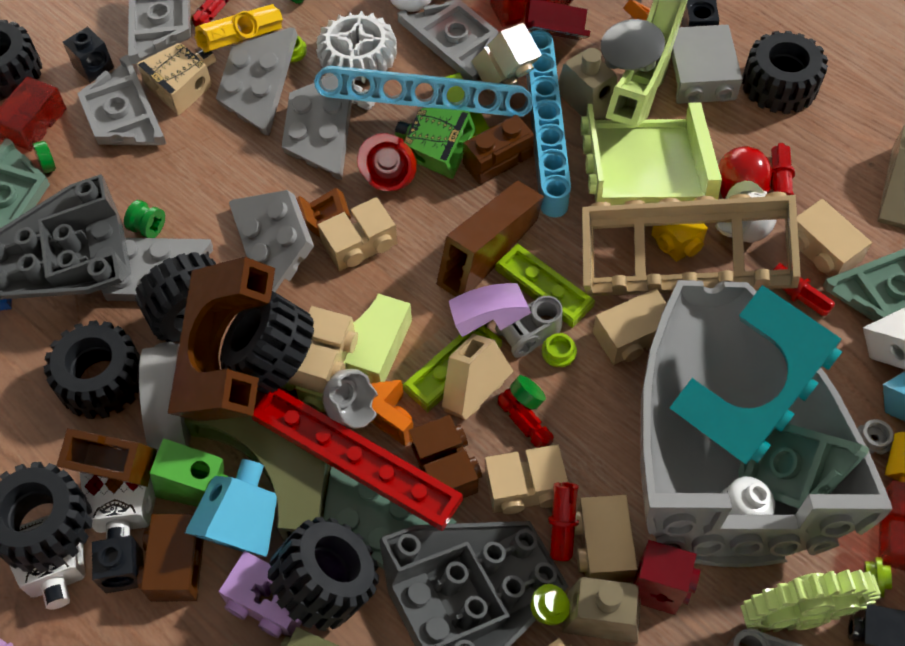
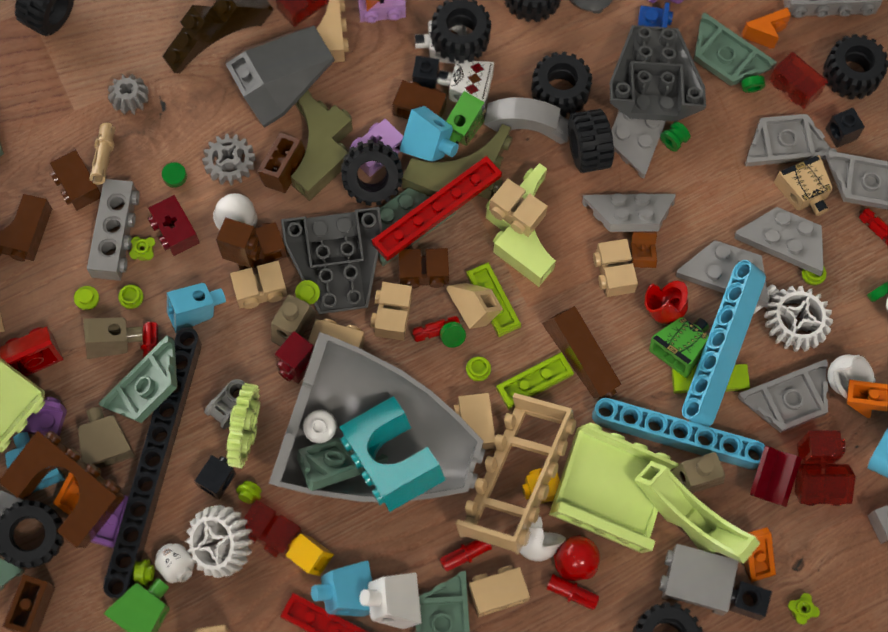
camera: 105 degrees right, 10 degrees up
(107, 457) = (483, 70): reddish brown piece -> none
(213, 300) = (560, 145): reddish brown arch -> none
(226, 32) = (843, 250): yellow piece -> none
(268, 342) = (525, 169): black tyre -> none
(350, 398) = (474, 213): light grey hair -> none
(391, 418) = (474, 240): orange slope -> none
(479, 306) = (520, 327): lavender slope -> none
(498, 149) = (660, 385): reddish brown brick -> none
(507, 56) = (738, 415): tan piece -> none
(532, 330) = (499, 352): light grey piece -> none
(563, 520) = (355, 318): red axle -> none
(632, 45) = (709, 502): dark grey dish -> none
(881, 431) = (341, 538): light grey plate -> none

